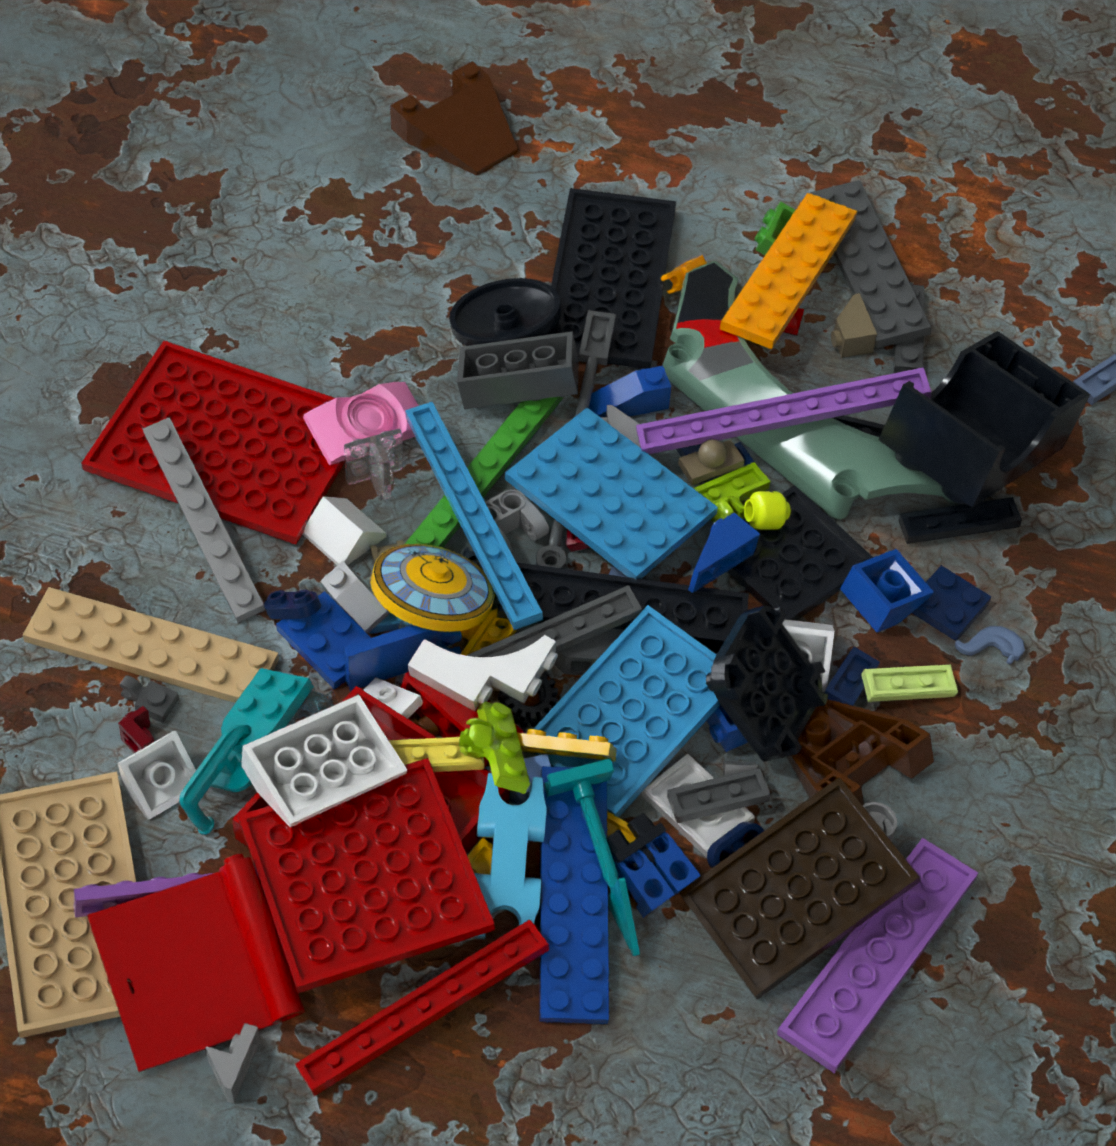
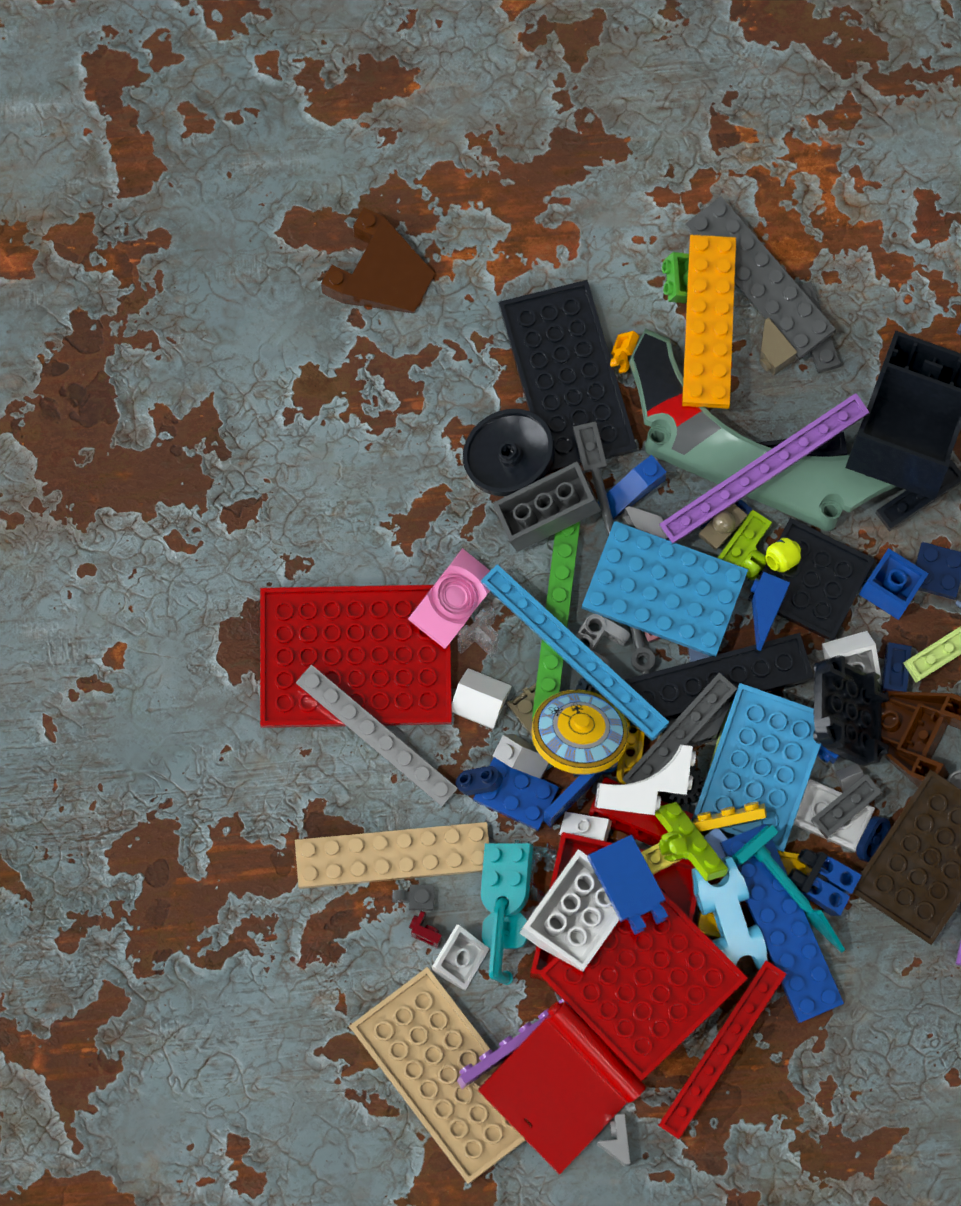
camera: 20 degrees left, 20 degrees up
(399, 751) = (628, 883): none -> blue tile

